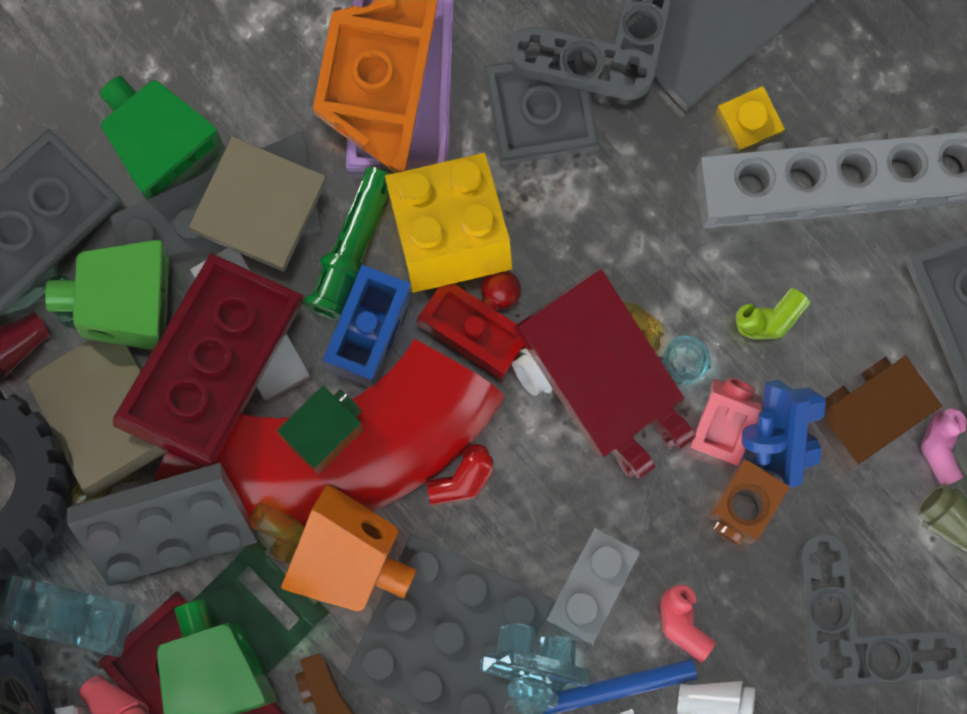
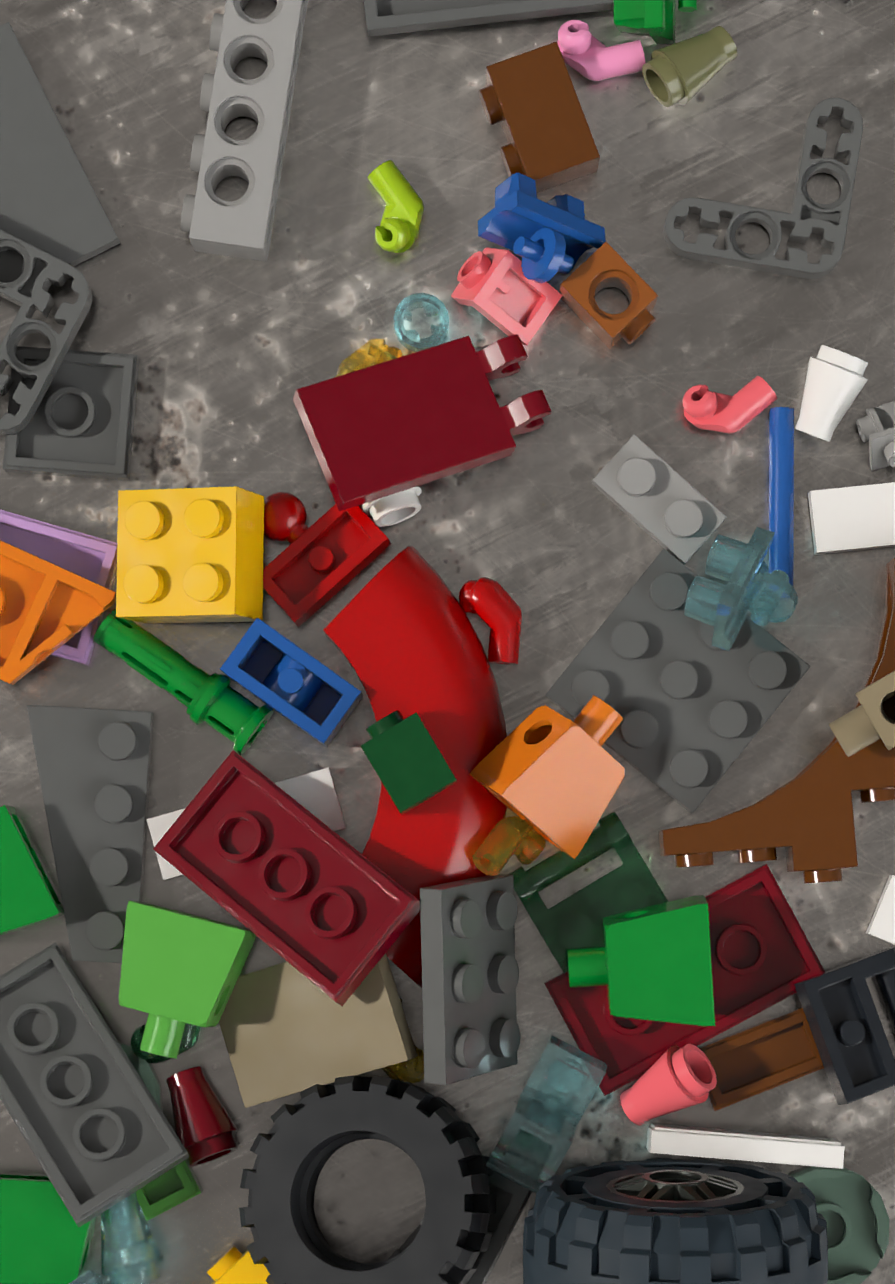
camera: 70 degrees left, 5 degrees up
(257, 203) = (108, 778): dark tan tile -> none
(750, 120) = (151, 169): yellow plate -> none

